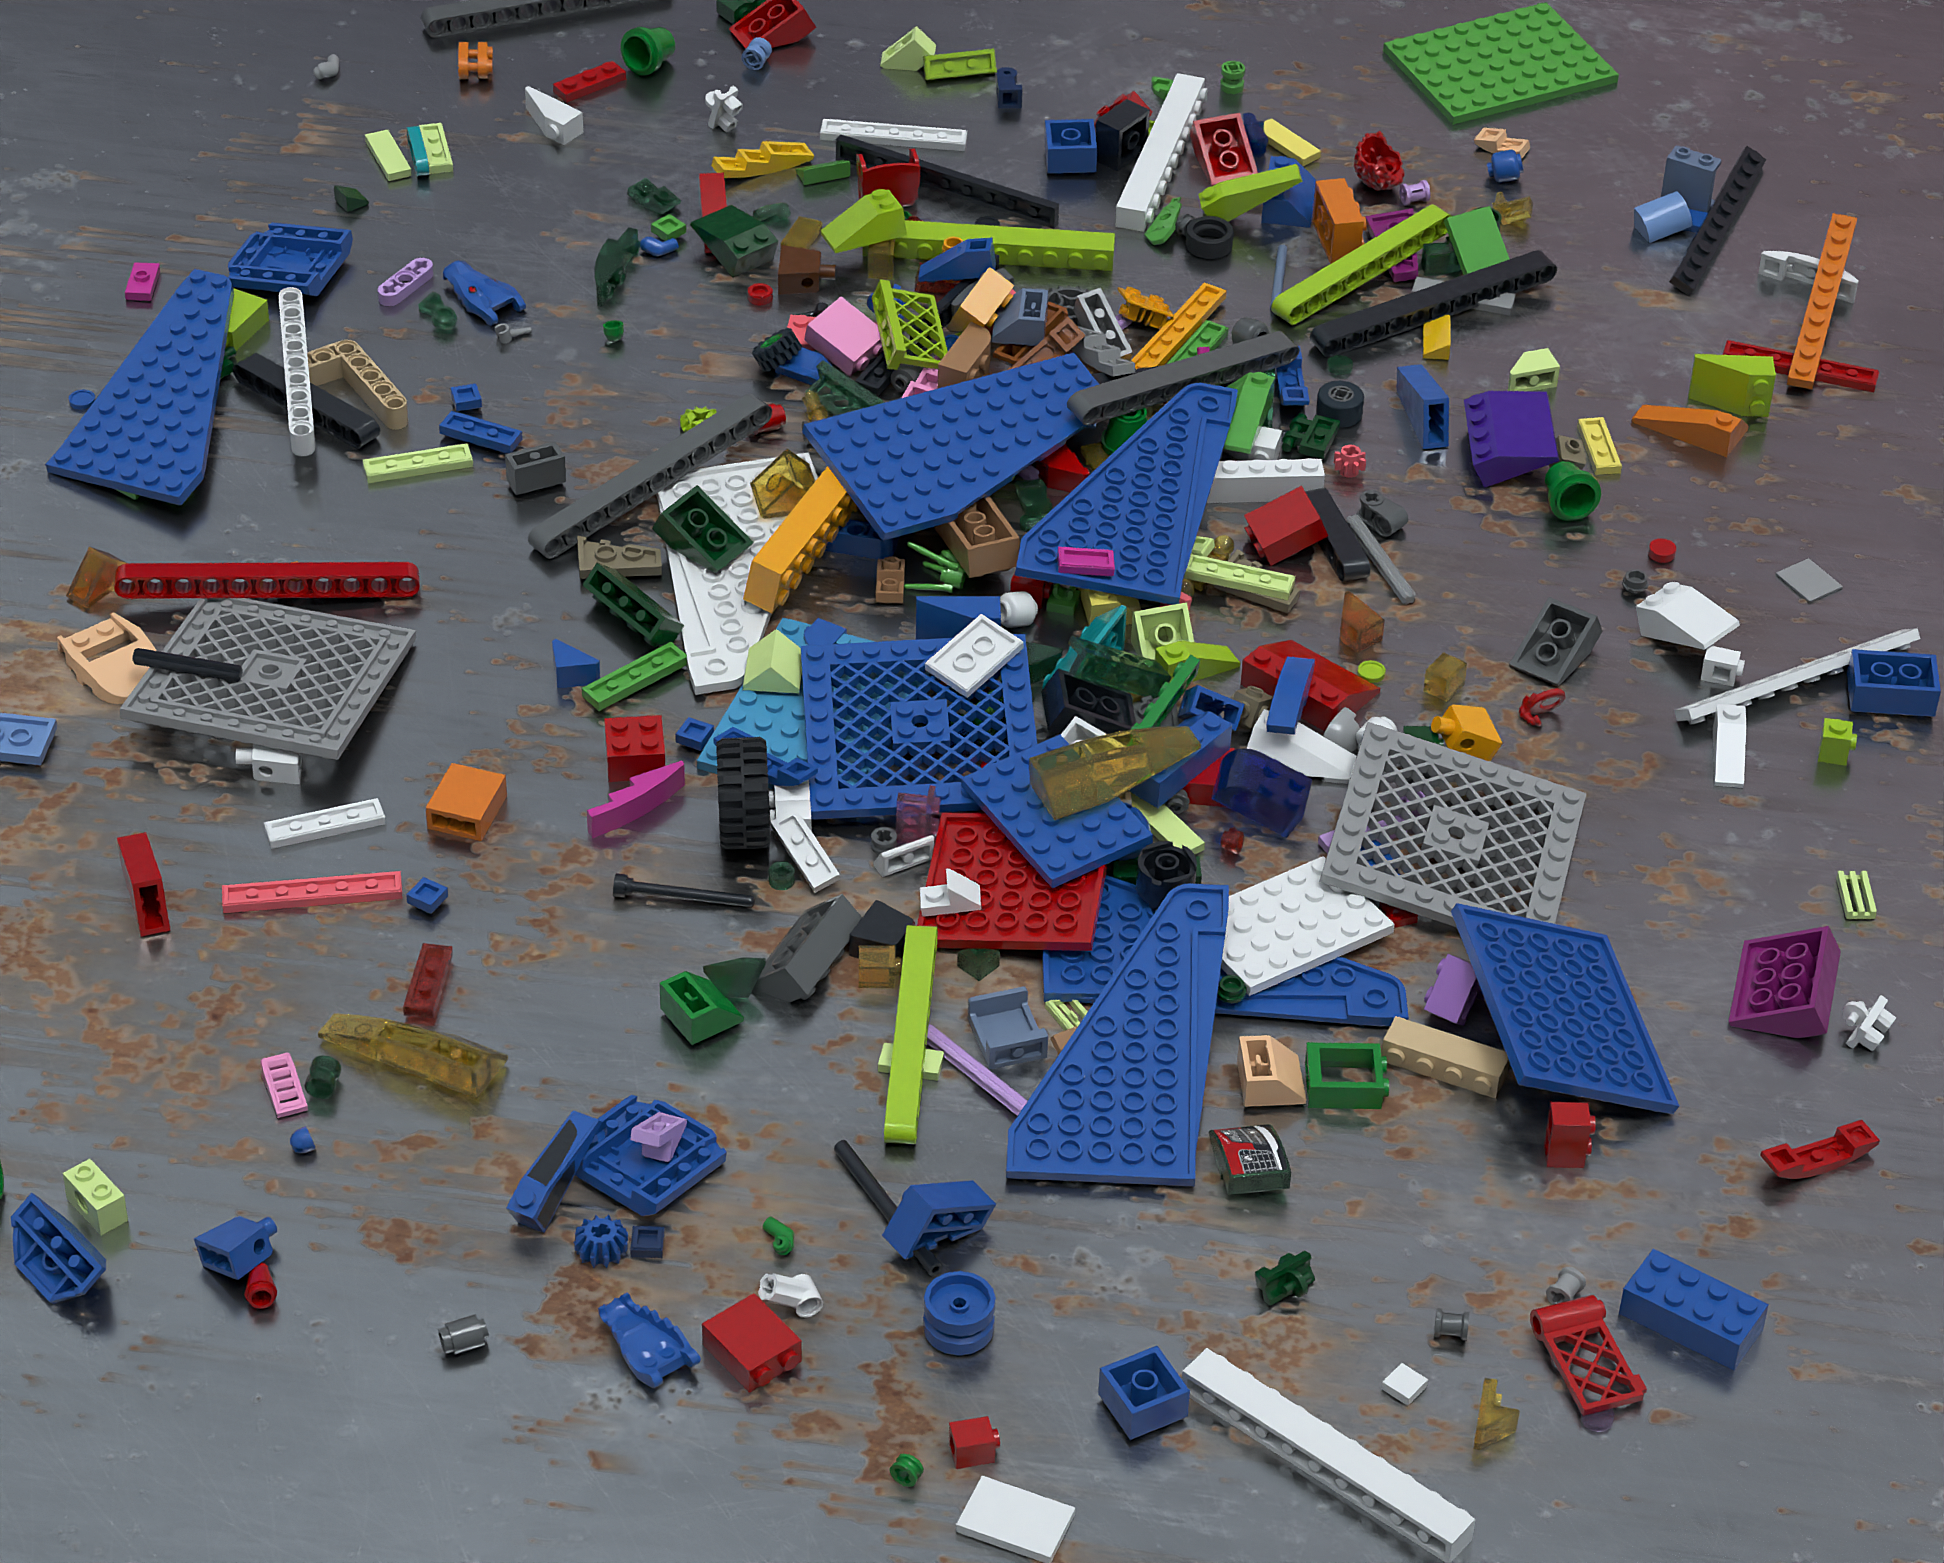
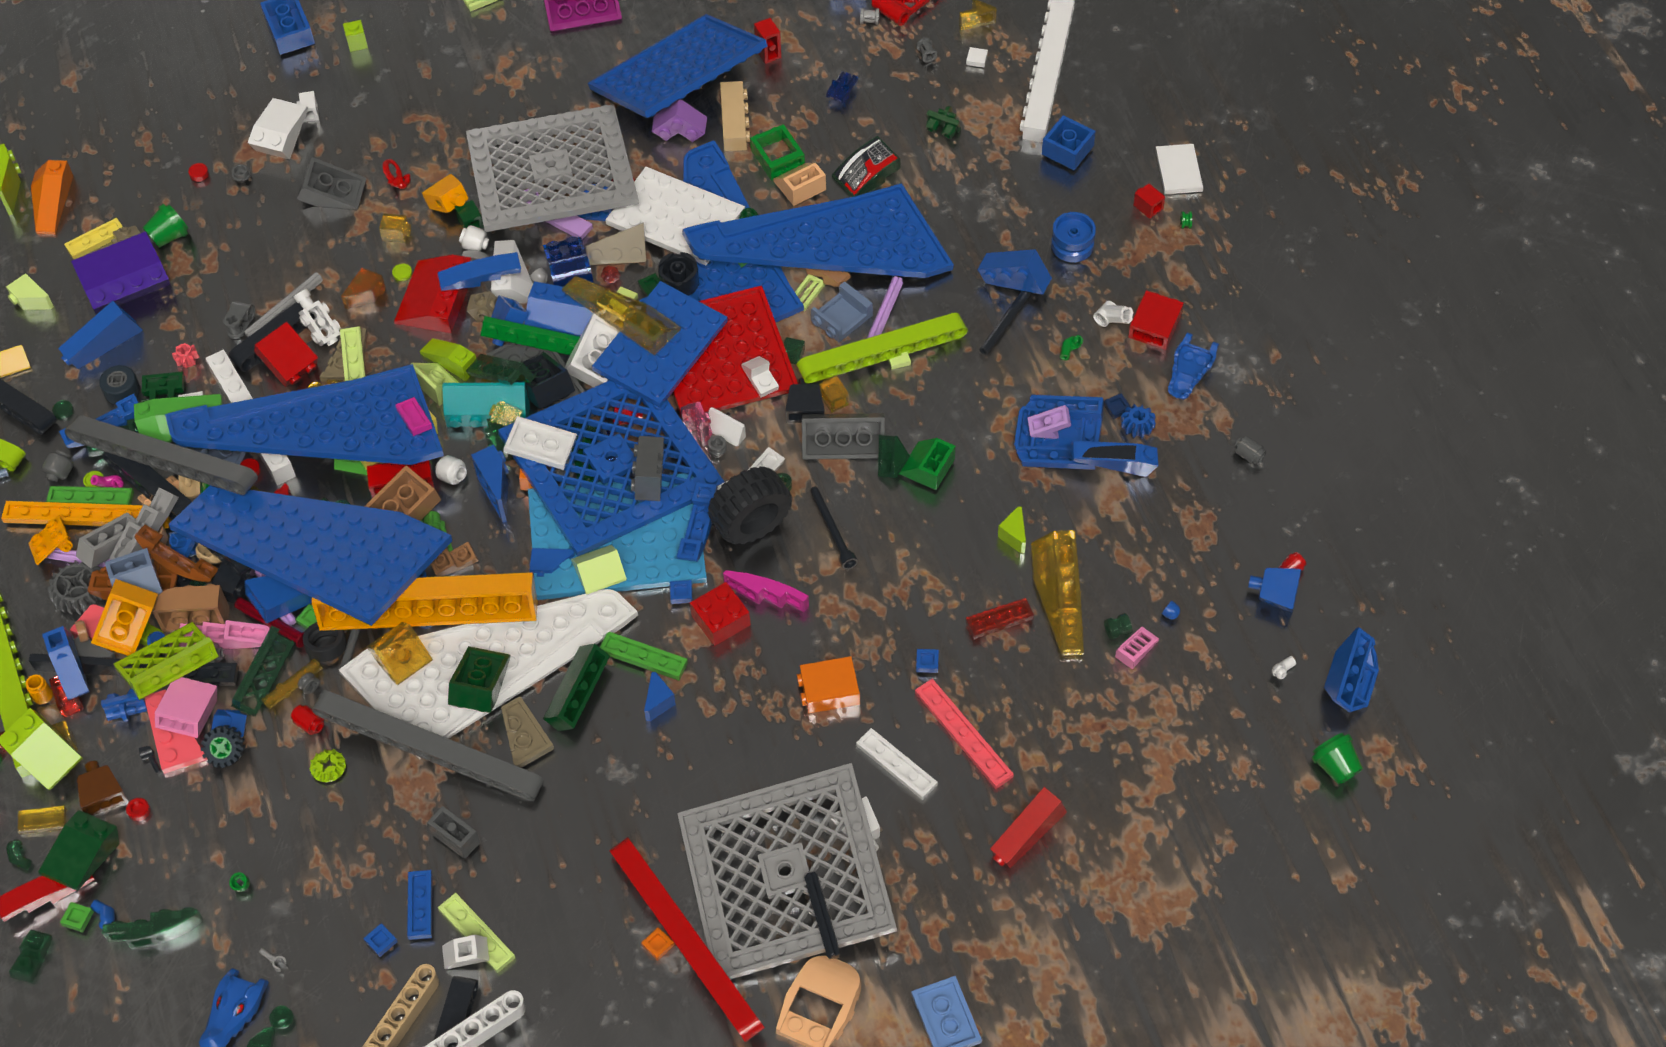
camera: 115 degrees left, 15 degrees up
(95, 1197) = (1296, 686): yellowish green brick -> none
(137, 1205) = (1281, 668): none -> white arm
(393, 434) = (465, 951): none -> white slope
(534, 1044) = (1013, 531): none -> lime slope
(863, 724) = (648, 468): none -> dark grey wedge
(1049, 659) = (504, 413): none -> clear yellow bracket
(1265, 856) = (619, 248): none -> dark tan wing
(1321, 558) = (322, 319): none -> white brick
(1430, 1194) = (842, 86): none -> clear blue arm
(1729, 745) = (382, 81): white slope -> none
(1788, 679) = (298, 71): white plate -> none
(1809, 580) = (190, 99): light grey window -> none

